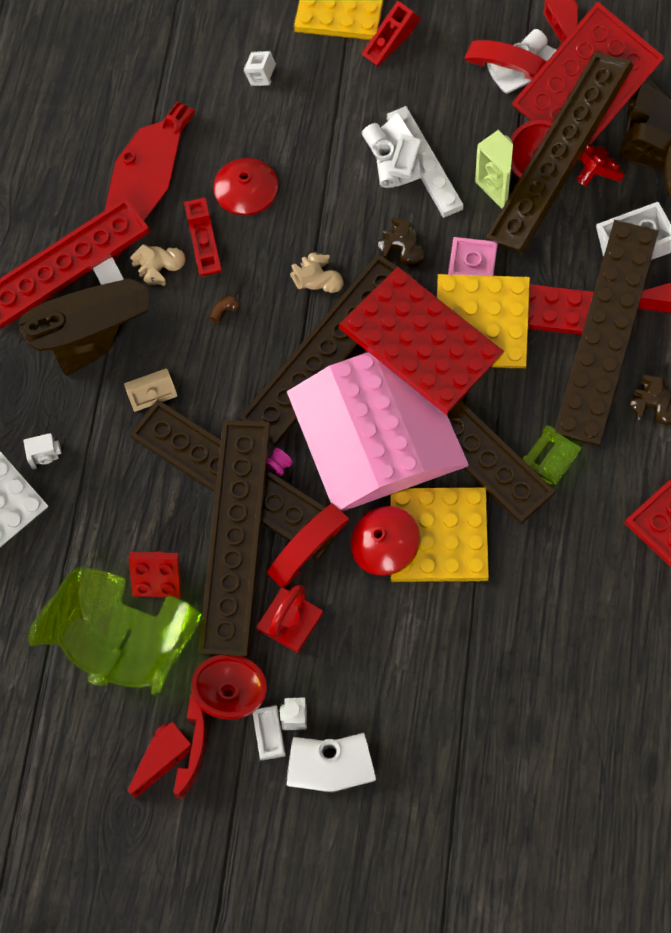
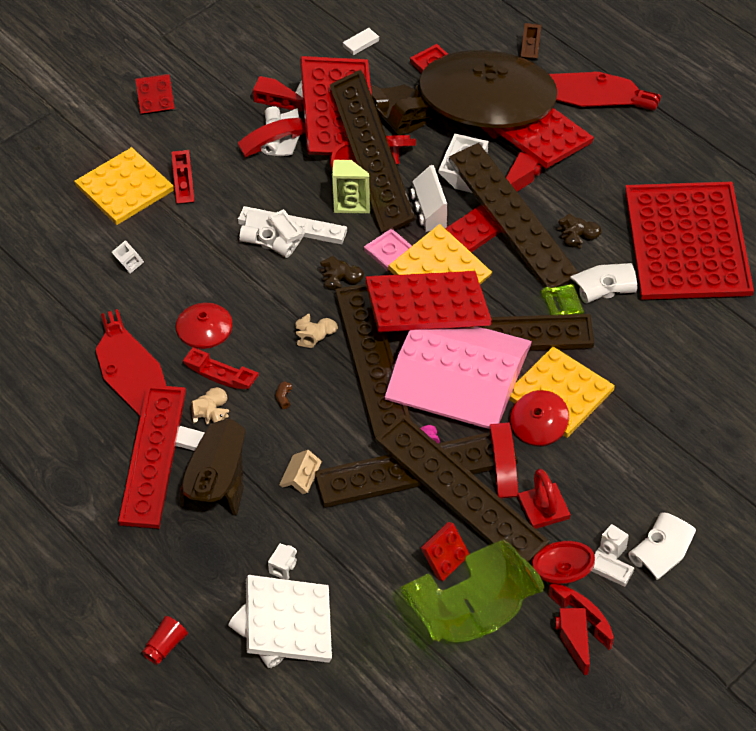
camera: 55 degrees left, 15 degrees down
(558, 247) = (429, 199): none -> white slope
(628, 476) = (605, 281): none -> white panel

